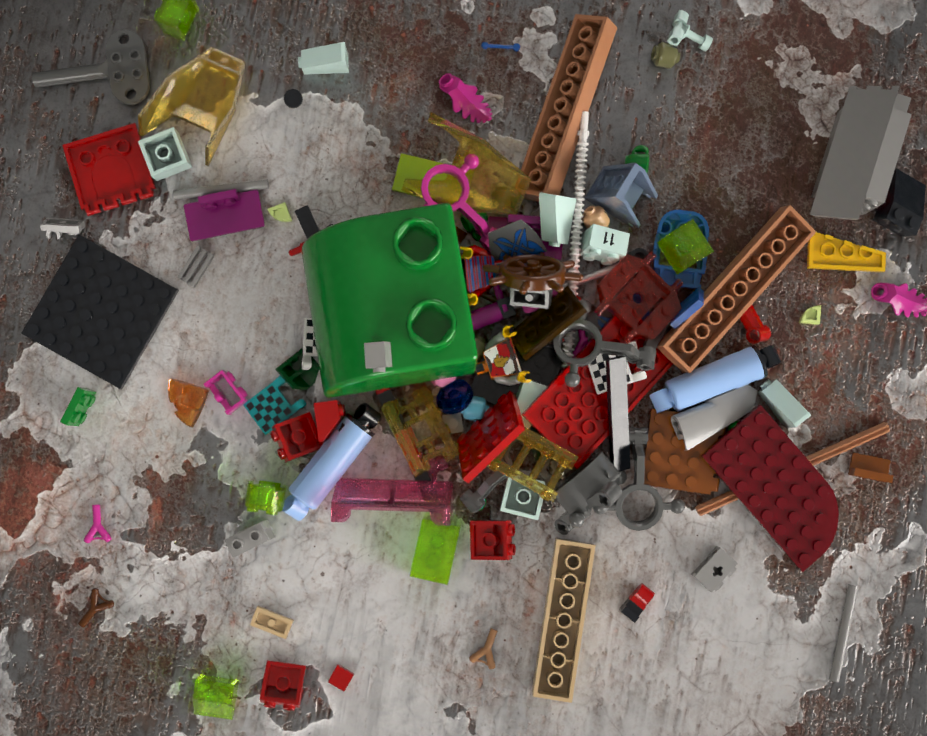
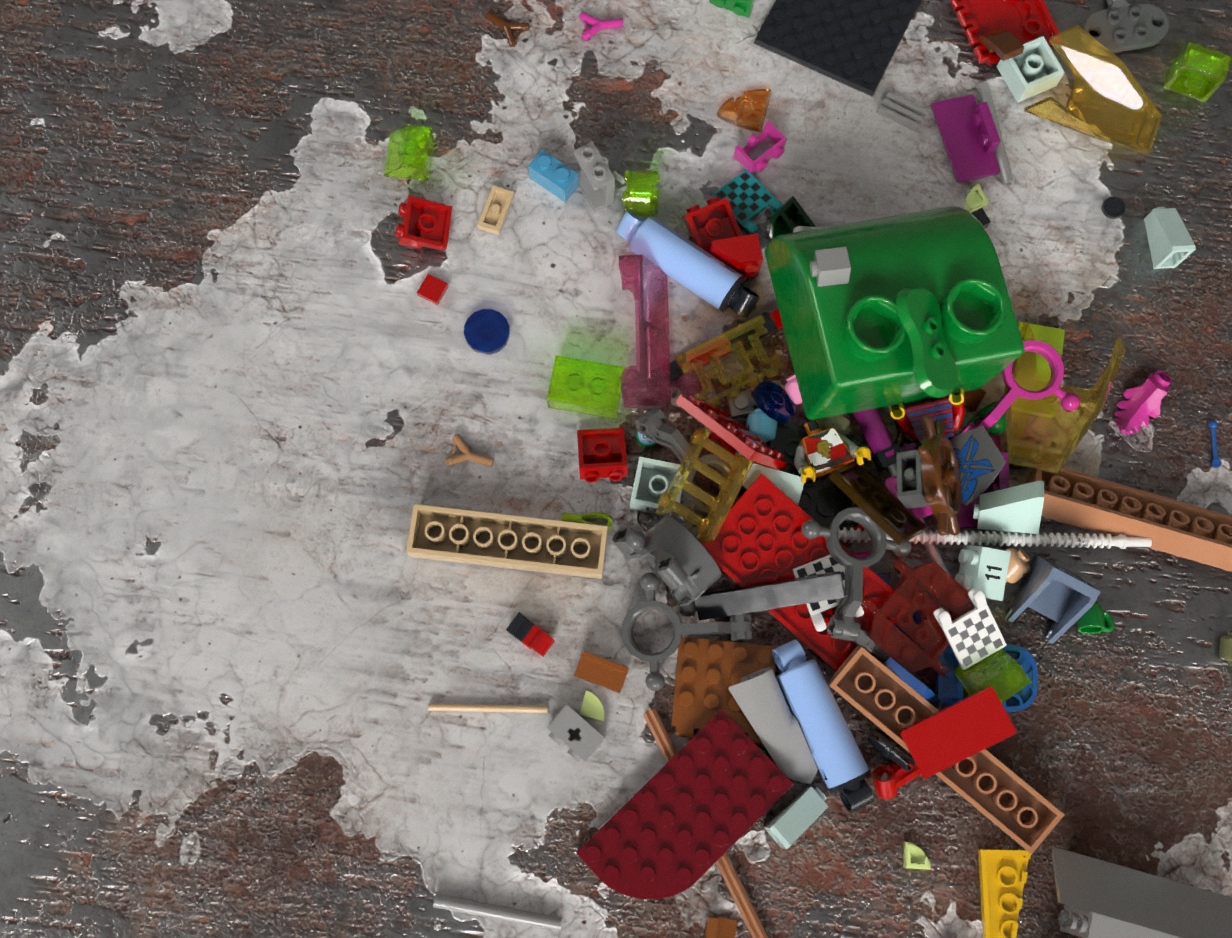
camera: 85 degrees right, 10 degrees down
(142, 176) = (1002, 43): none -> reddish brown slope
(243, 571) = (553, 175): none -> dark azure brick
(380, 632) = (487, 331): none -> clear blue tile
(426, 287) = (932, 361): none -> green plate
(544, 559) = (580, 518): none -> lime piece
(654, 259) = (972, 634): none -> white flag
(667, 547) = (601, 672): none -> dark orange panel
(691, 637) = (488, 708): none -> tan axle
(693, 555) = (592, 707): none -> yellowish green tile
(729, 279) = (957, 732): none -> red tile
(737, 327) = (891, 750): none -> black pin

